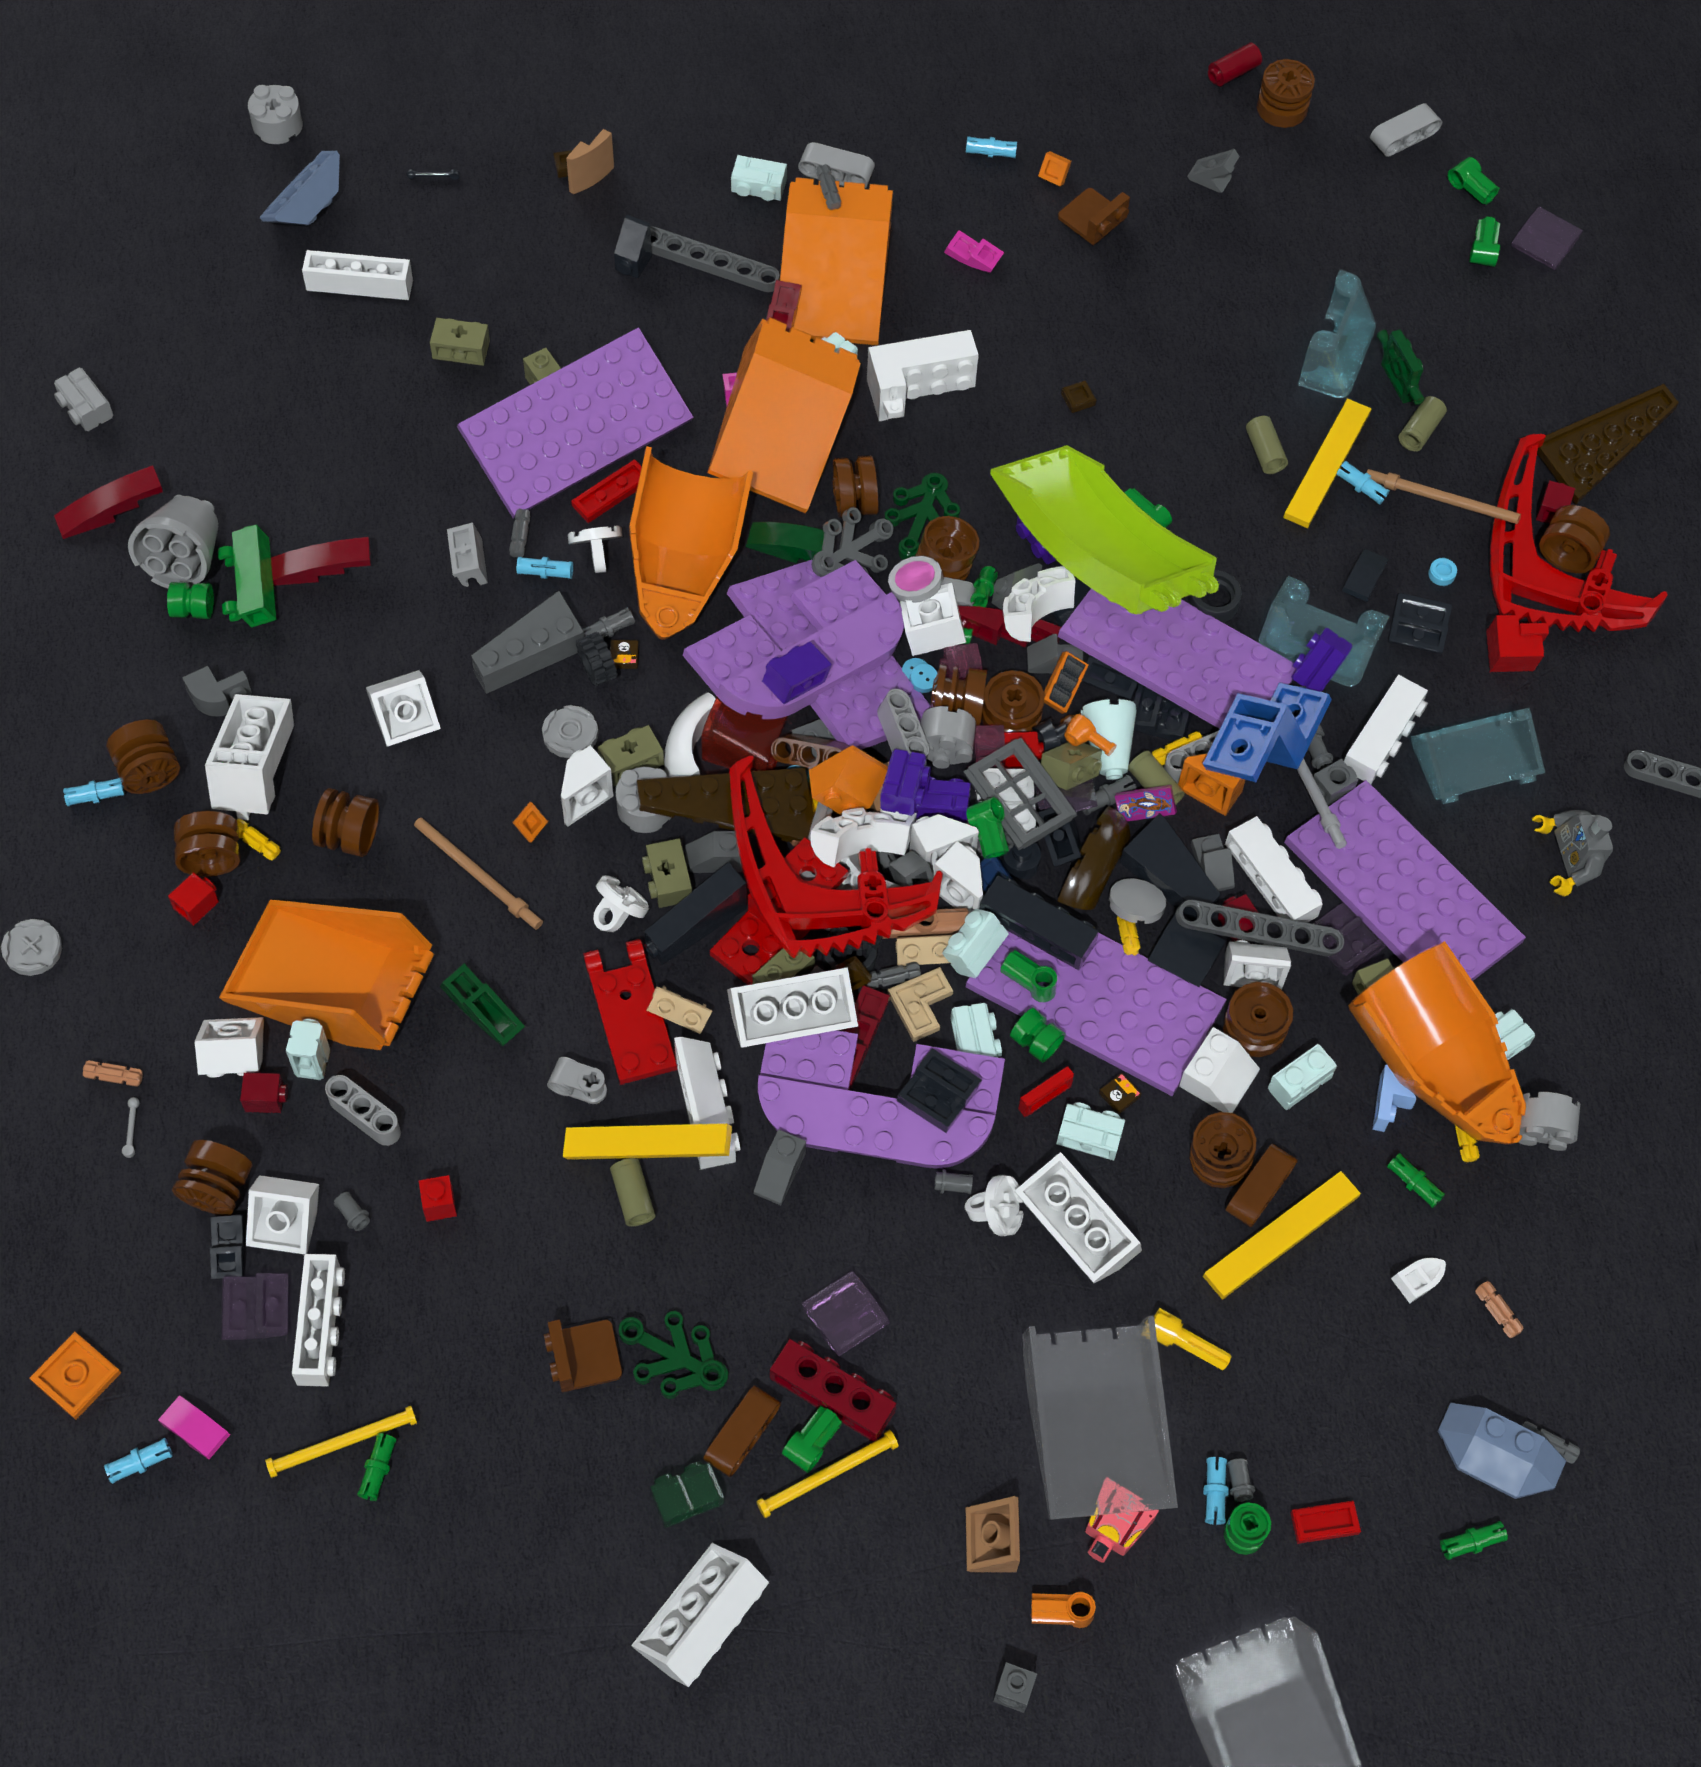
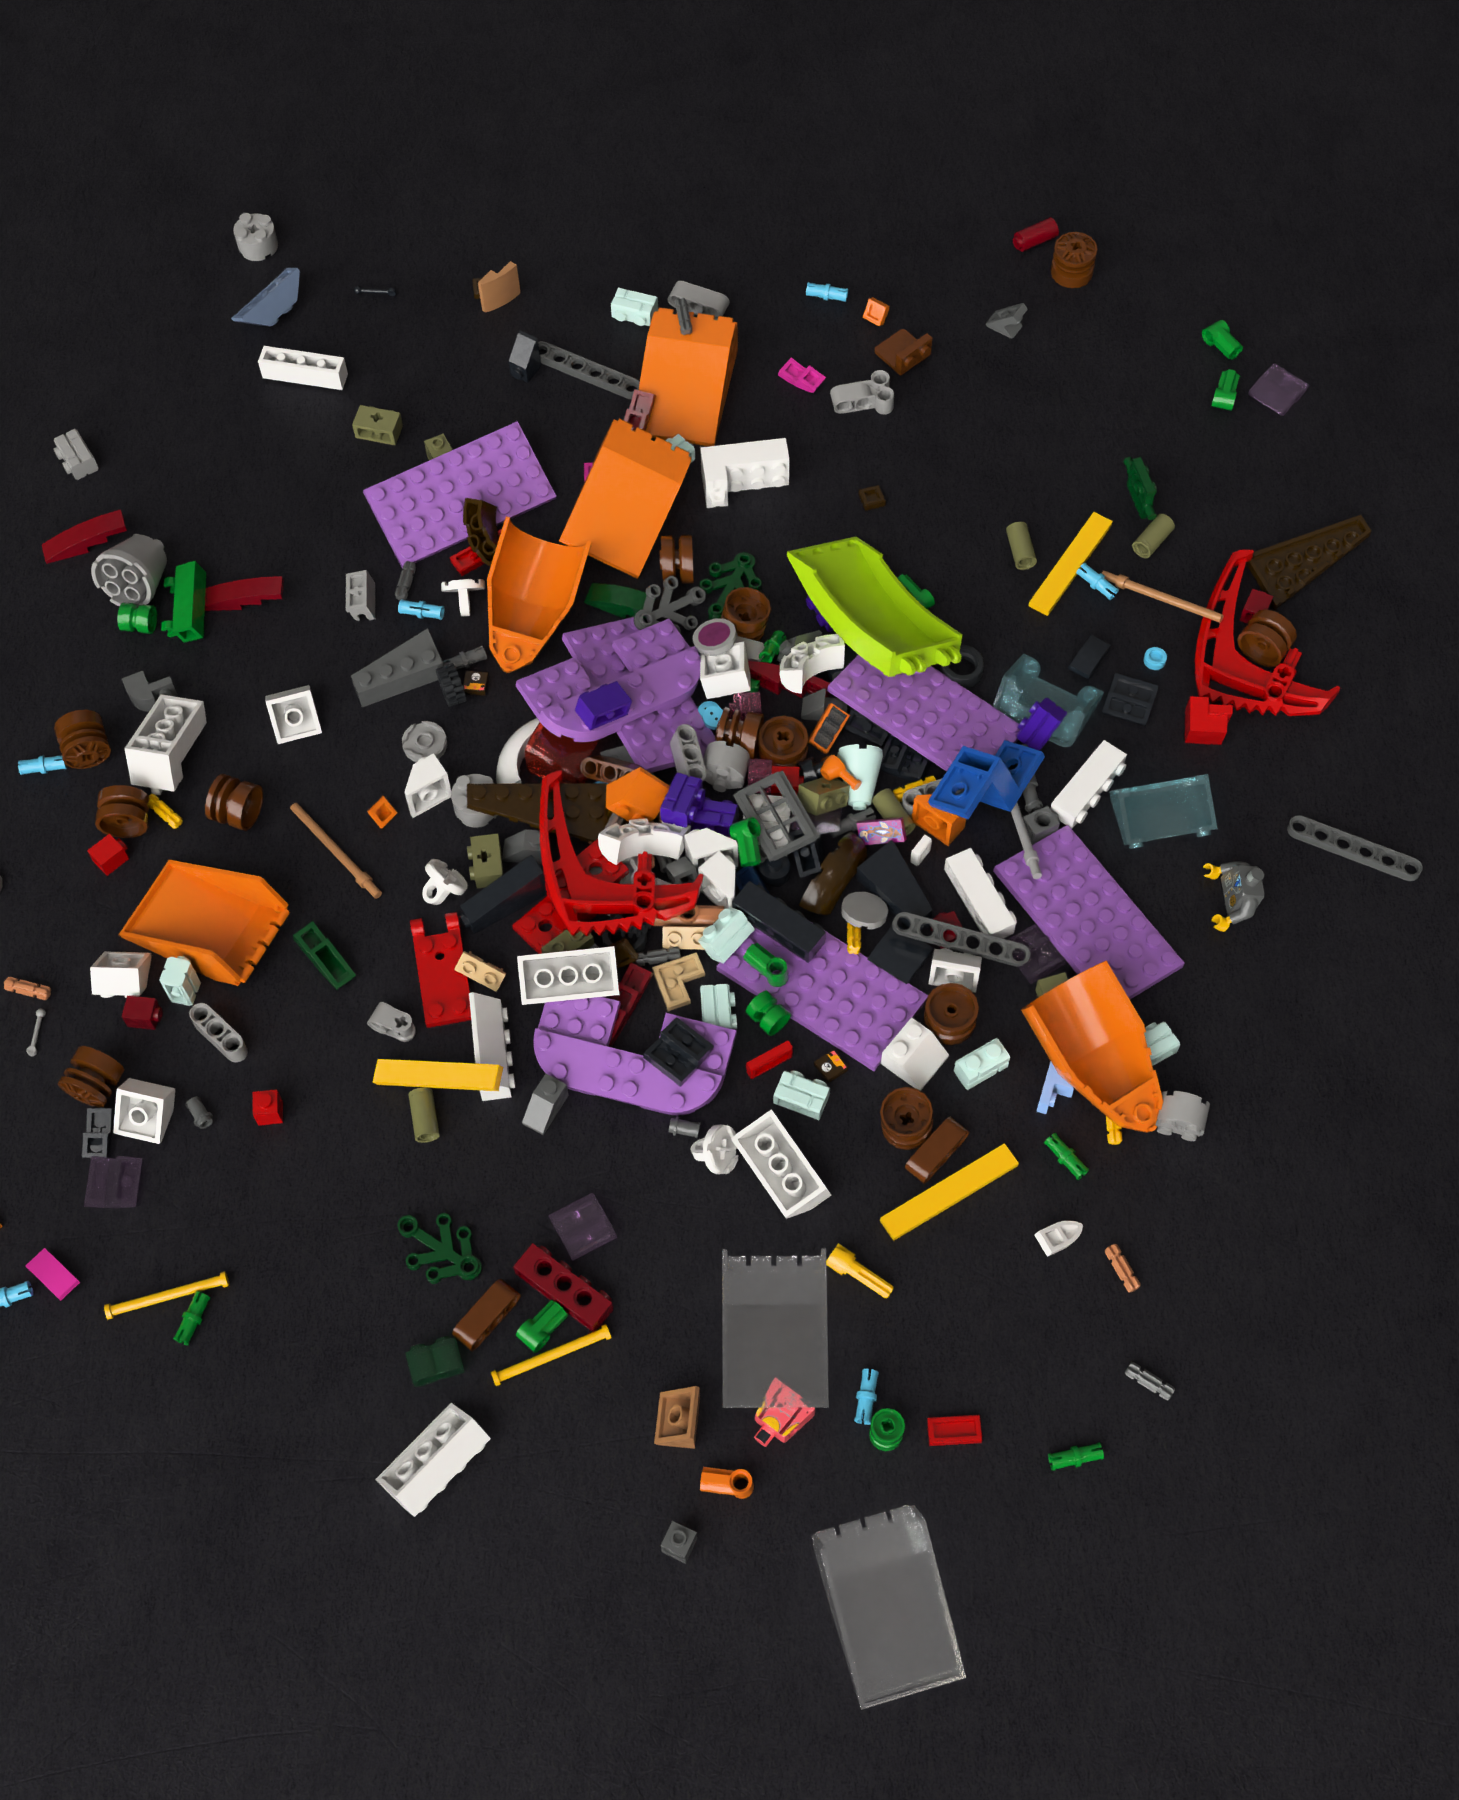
camera: 10 degrees right, 0 degrees up
(316, 1320) = (158, 1197): white brick -> none
(583, 1354) = (366, 1242): reddish brown bracket -> none
(610, 470) = (481, 528): none -> dark brown brick
(631, 751) = (469, 760): olive brick -> none
(1054, 271) = (864, 395): none -> light grey piece
(1195, 823) = (921, 850): none -> white tile
(1214, 861) = (933, 883): dark grey slope -> none
(1240, 1480) = (887, 1389): dark grey pin -> none
(1337, 357) = (1087, 479): clear light blue windscreen -> none
(1406, 129) = (1171, 294): light grey beam -> none
(1499, 1451) = (1107, 1385): sand blue wedge -> none

